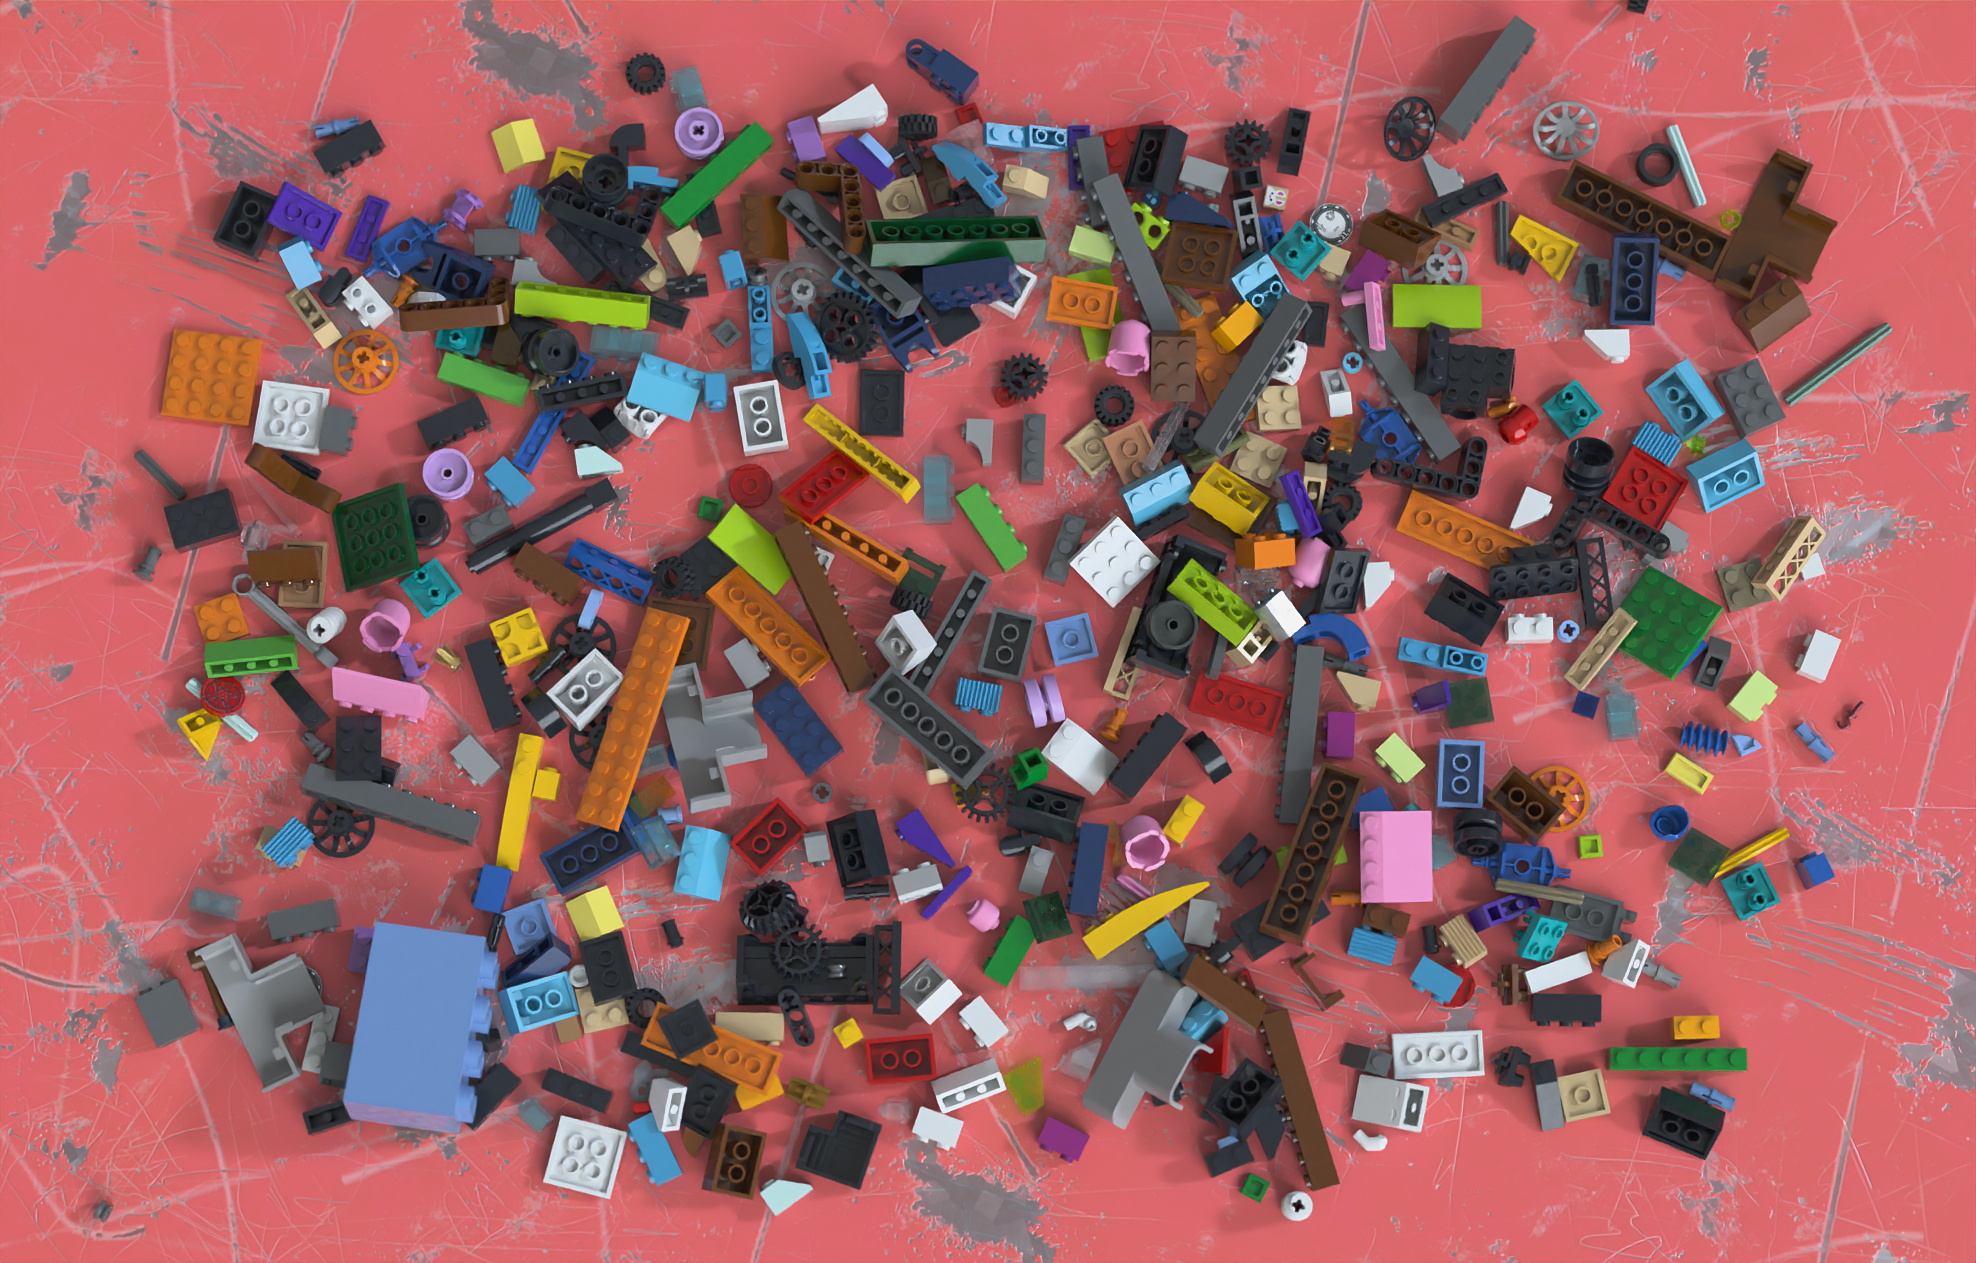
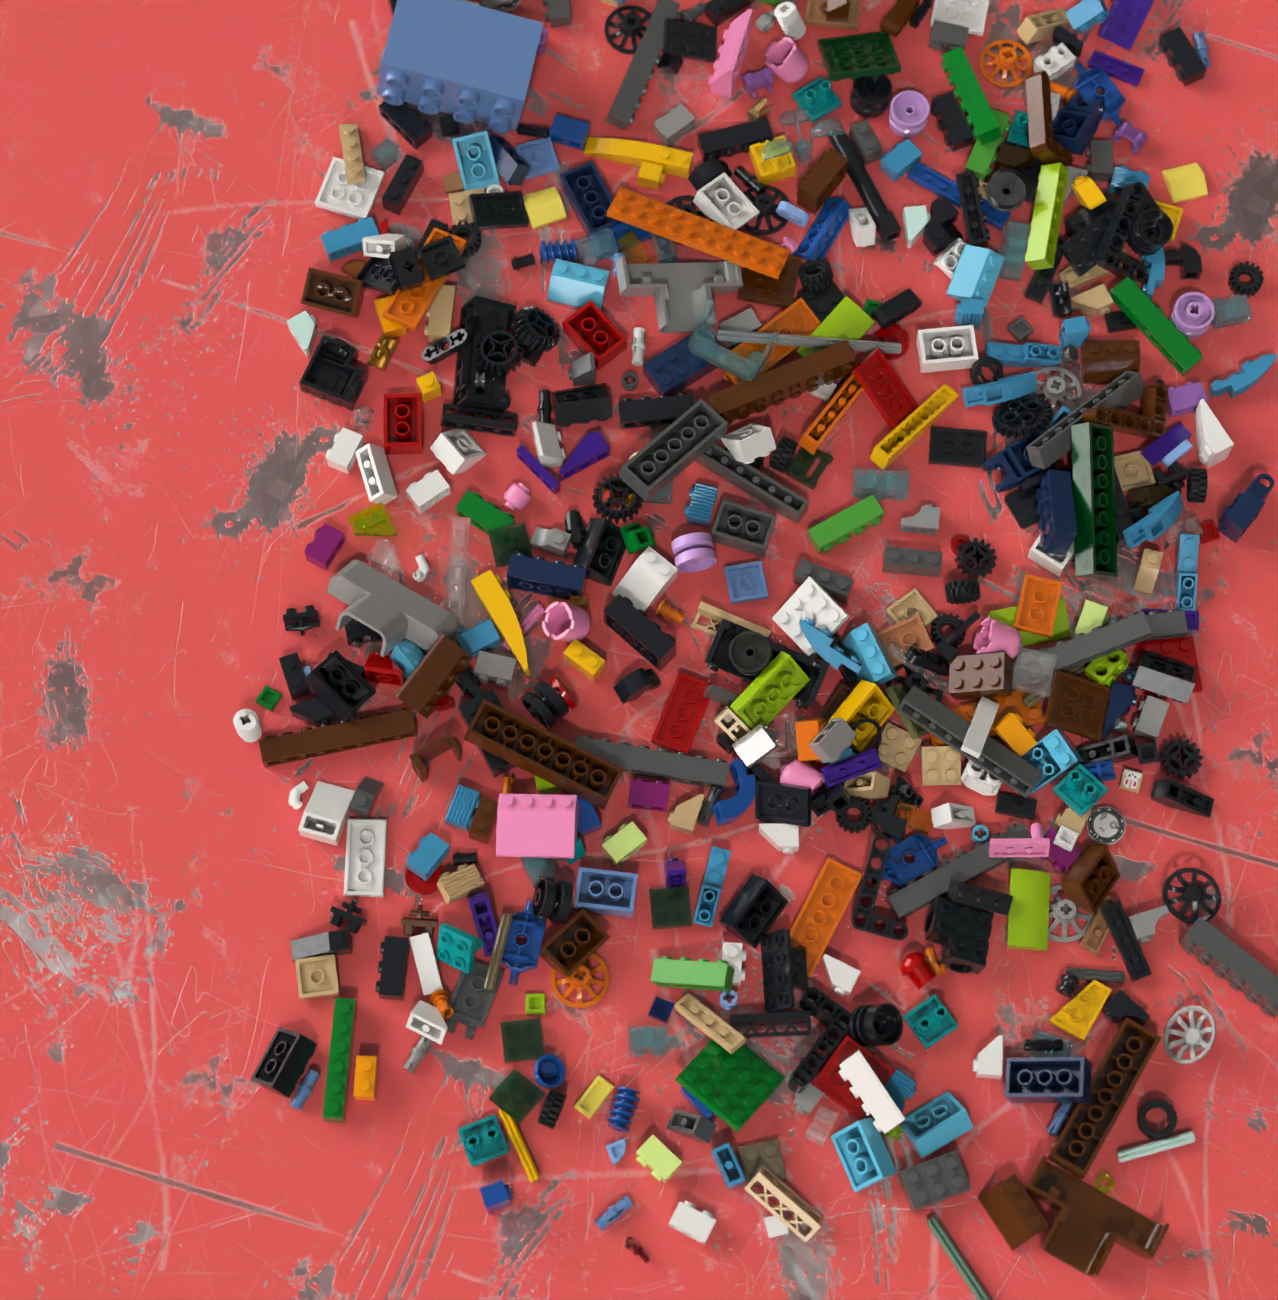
camera: 95 degrees right, 10 degrees down
(423, 399) = (971, 96): none -> green brick
(512, 628) = (780, 147): none -> clear light blue plant
(538, 1158) = (352, 153): none -> tan plate
(552, 256) = (1087, 192): none -> yellow slope
(603, 525) = (862, 227): none -> white slope
(634, 612) = (789, 243): none -> bright pink plate
(658, 891) = (557, 251): none -> blue piece
(704, 1078) = (405, 279): none -> black brick
(711, 479) = (896, 308): none -> black beam
(767, 575) = (807, 341): none -> light grey axle
(771, 68) = (1247, 377): none -> dark azure slope
(776, 785) = (638, 346): none -> white pin
(814, 655) = (703, 346): none -> clear light blue windscreen
(864, 757) = (653, 411): none -> black brick
(1068, 389) = (962, 591): none -> black tyre
(1139, 408) = (945, 648): none -> black piece
(1153, 543) = (821, 641): none -> dark azure slope
(1160, 1156) = (301, 621): none -> black hips
(1162, 430) = (928, 660): none -> black beam
(1167, 303) = (1034, 672): none -> clear slope
(1225, 840) = (563, 692): none -> red tile
(1238, 363) = (979, 727): none -> white tile
(1259, 479) = (878, 730): none -> black piece
(1275, 525) = (832, 740): none -> light grey brick
(1356, 266) = (1066, 838): none -> white tile
(1539, 205) = (1123, 1006): none -> black arch
(1549, 670) = (692, 974): none -> bright green brick
(1634, 857) = (522, 1040): none -> clear green plate
(1667, 466) = (872, 1093): none -> white slope
(1698, 522) = (821, 1125): none -> clear axle
(1711, 816) = (552, 1108): none -> black tyre
(1755, 619) = (728, 1166): none -> dark azure brick

